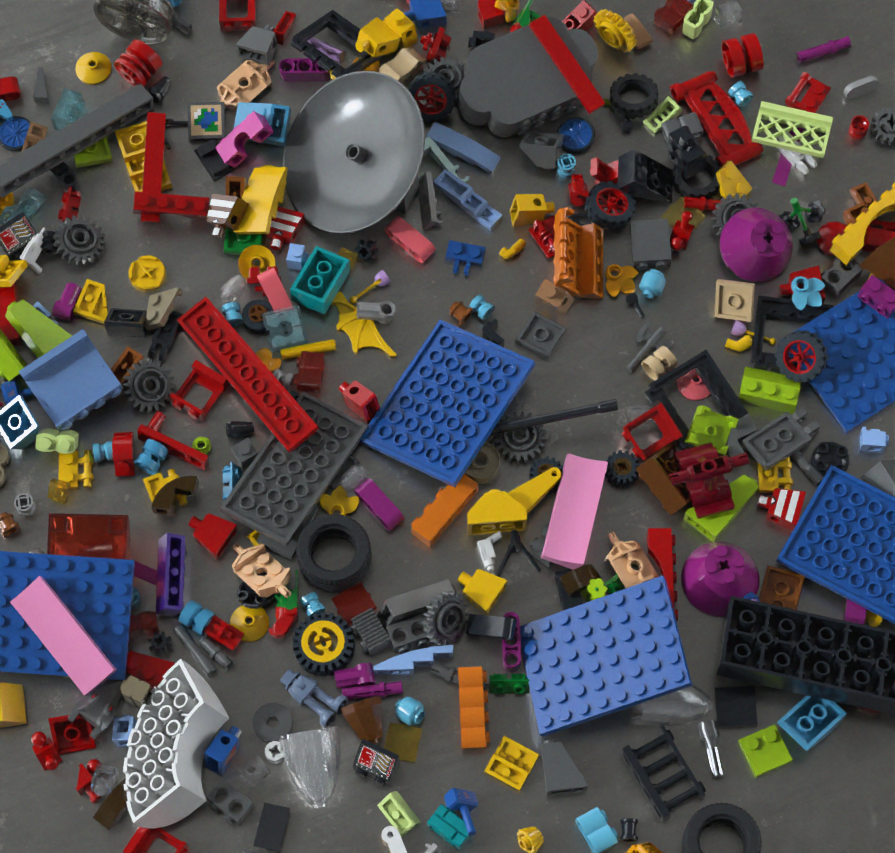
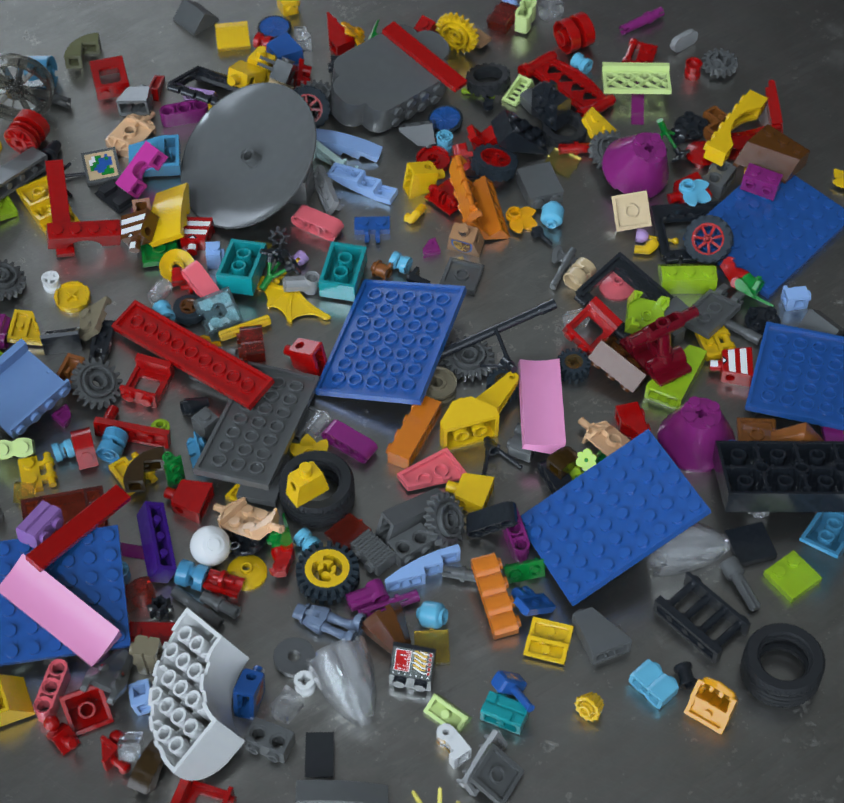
camera: 15 degrees left, 15 degrees down
(45, 695) = (52, 681): none -> coral beam
(61, 547) = (40, 524): none -> medium lavender brick
(96, 558) = (77, 528): none -> red tile
(111, 411) = (62, 416): none -> magenta tile
(126, 248) = (50, 281): none -> white wheel
(202, 501) = (173, 468): none -> green hinge
(218, 593) = (210, 545): none -> white brick
(320, 555) = (305, 483): none -> yellow torso
(357, 275) = (282, 257): none -> black plant
(414, 43) = (282, 70): none -> dark grey brick
(420, 307) = (343, 271): none -> teal brick
(451, 556) = (431, 471): none -> coral wing
(487, 551) = (466, 459): white piece -> none
(505, 722) = (530, 602): none -> blue hinge
(518, 295) = (431, 248): none -> magenta tile
(549, 177) = (436, 152): none -> red plate
(552, 456) = (505, 363): none -> black plant
(681, 232) = (565, 172): red piece -> none
(796, 158) = (647, 101): white hinge -> none
(816, 605) = (797, 432): none -> dark orange brick
(824, 411) = (743, 280): none -> animal
(834, 200) = (693, 124): none -> black dish

